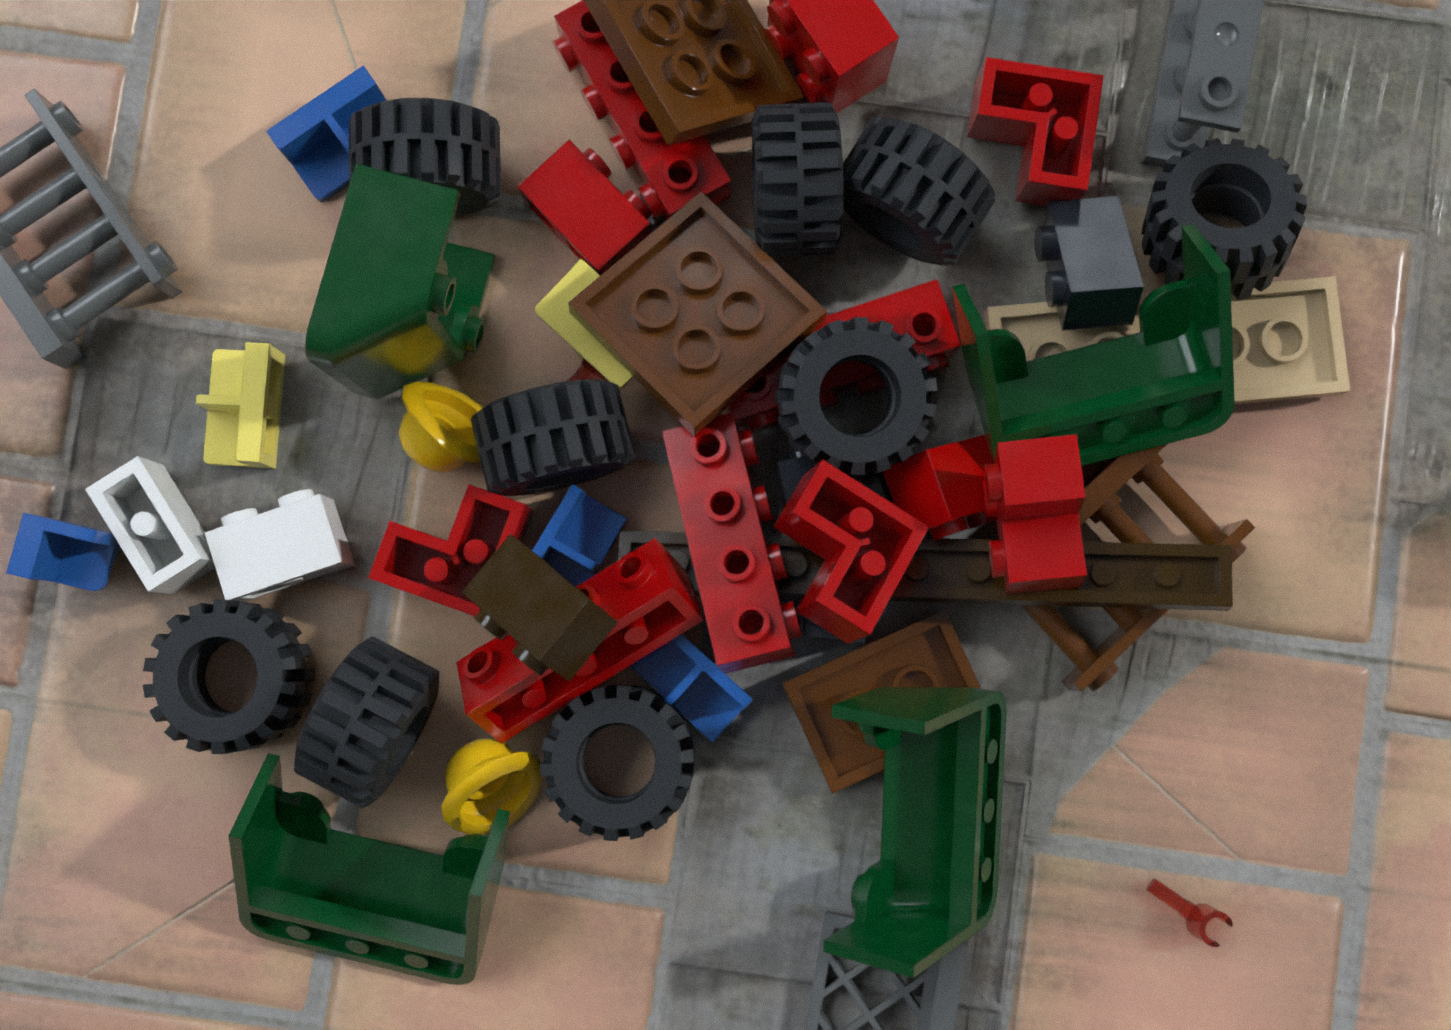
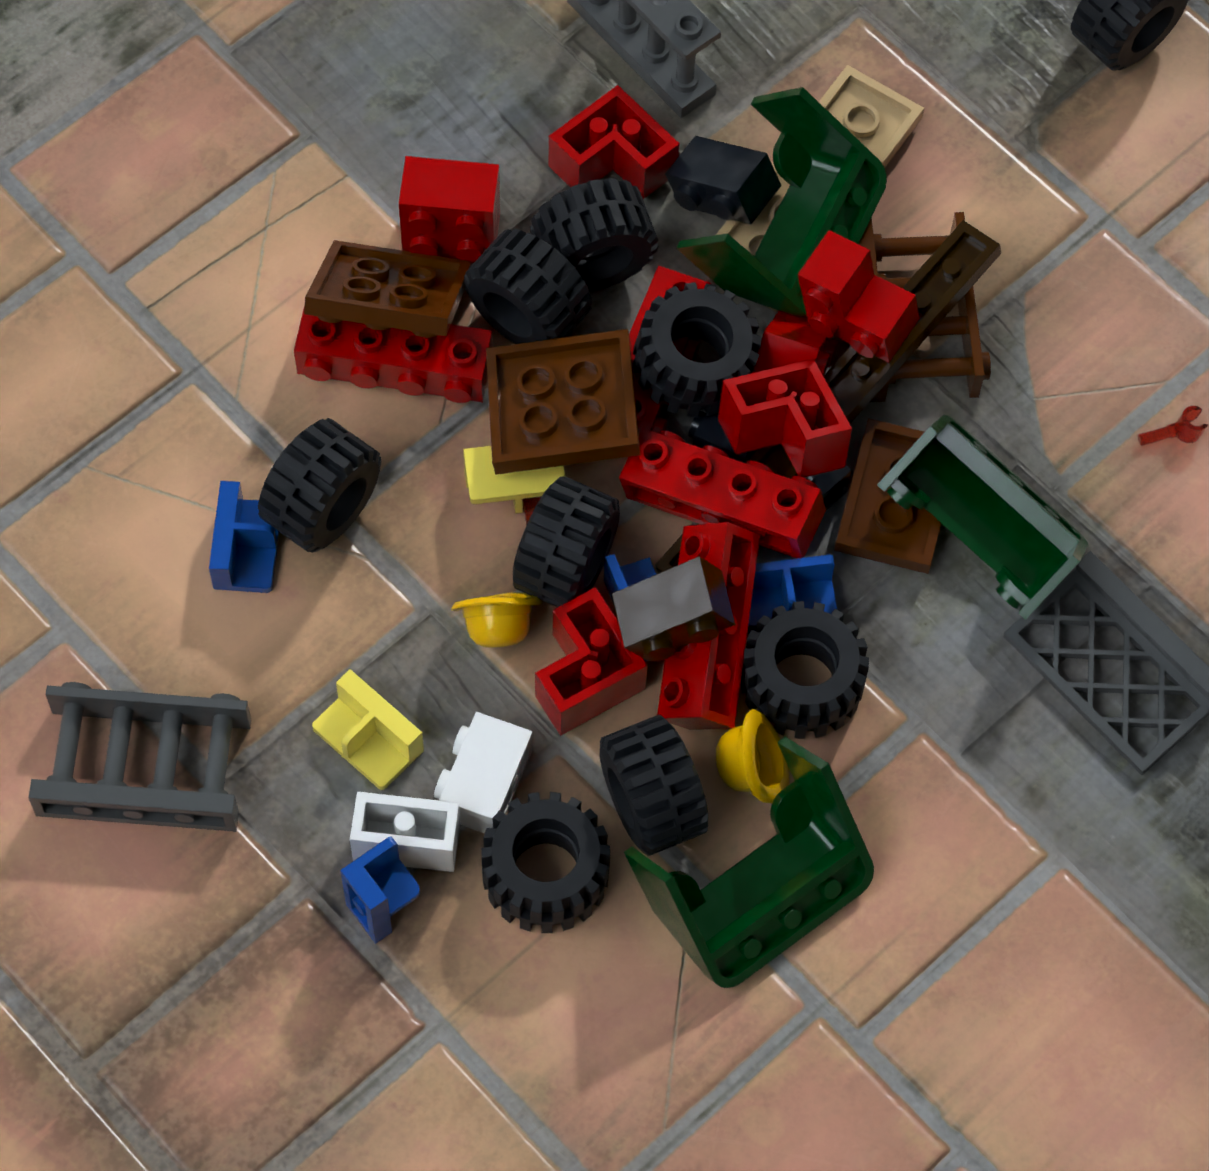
camera: 50 degrees left, 20 degrees down
(394, 289) = (413, 552): dark green windscreen -> none
(585, 208) = (428, 431): red brick -> none
(1231, 183) = (749, 70): black tyre -> none

